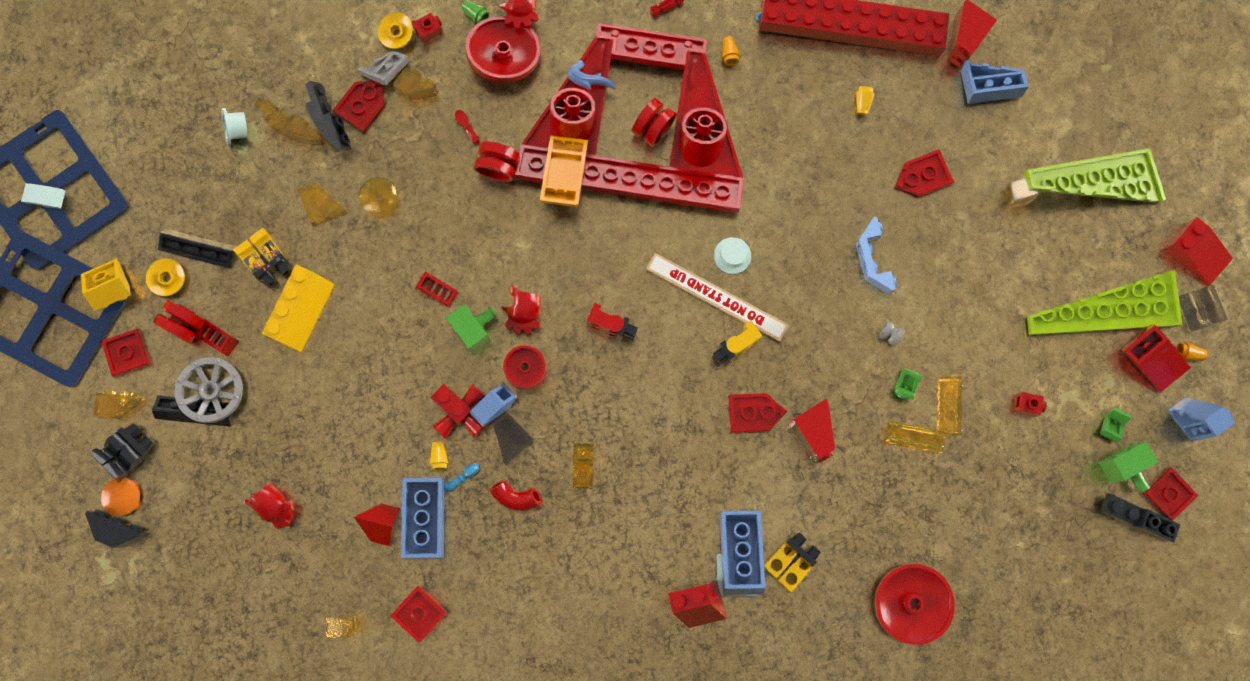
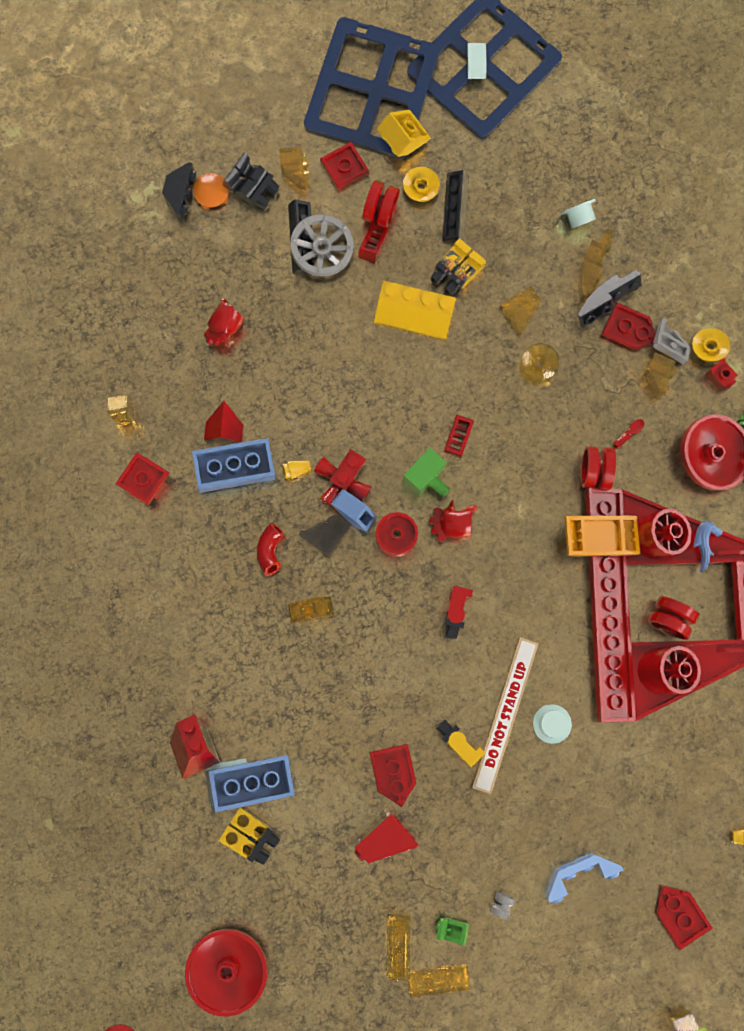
camera: 80 degrees right, 0 degrees up
(469, 471) = (287, 501): dark azure piece -> none

